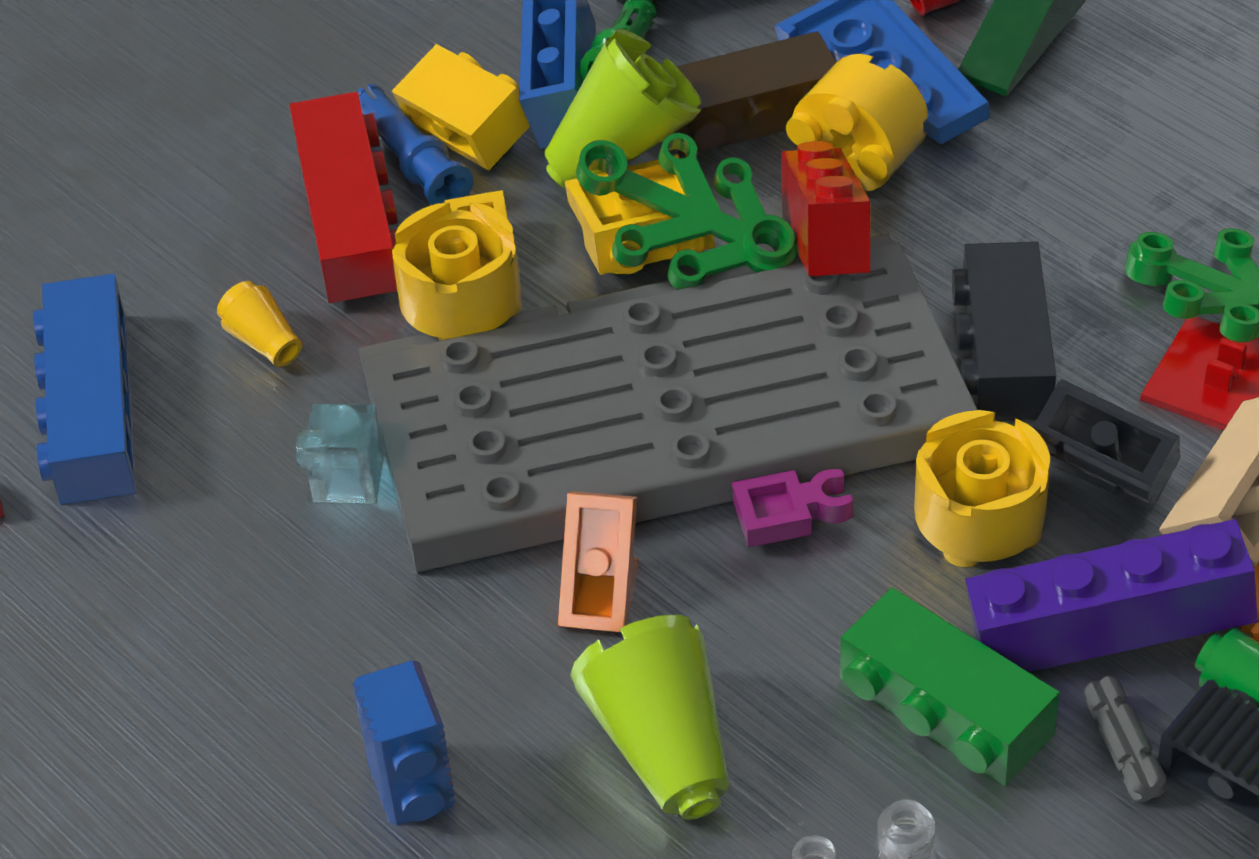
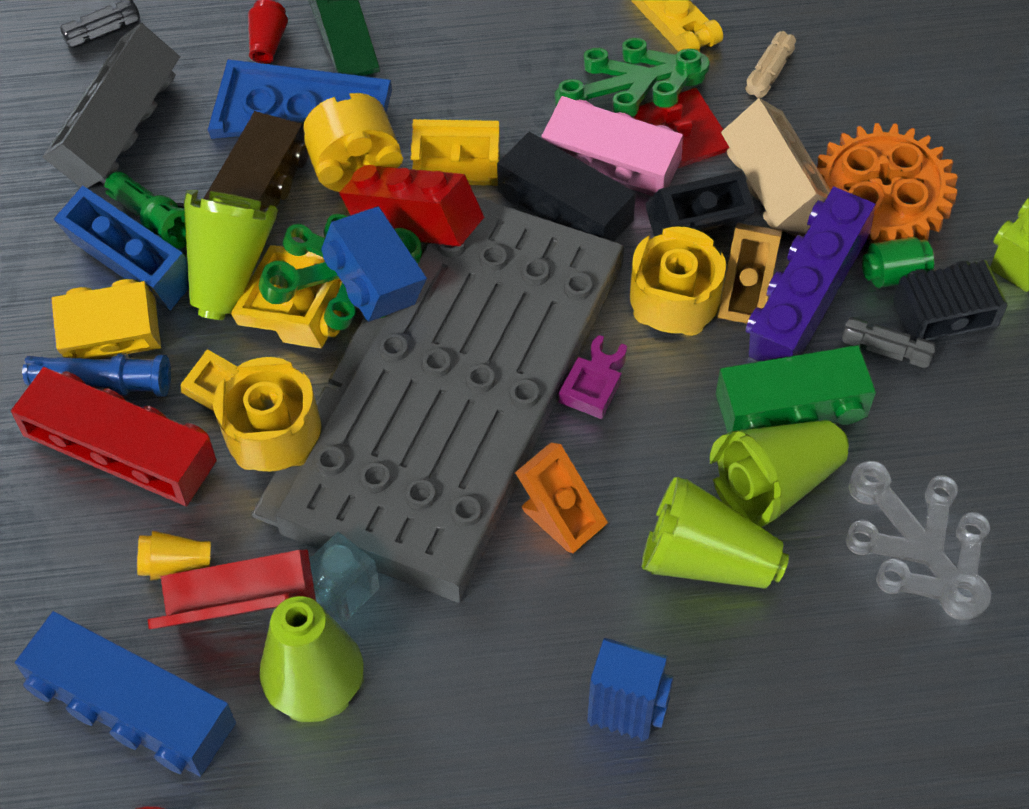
camera: 55 degrees left, 10 degrees up
(229, 480) = (309, 662): none -> lime cone
(251, 380) = (234, 588): none -> red panel
(702, 220) = (372, 263): none -> blue brick
(828, 721) = (775, 466): none -> lime cone
(956, 208) = (457, 147): none -> yellow hinge
(1079, 521) = (748, 271): none -> pearl gold slope
(1116, 326) = (616, 144): none -> bright pink brick

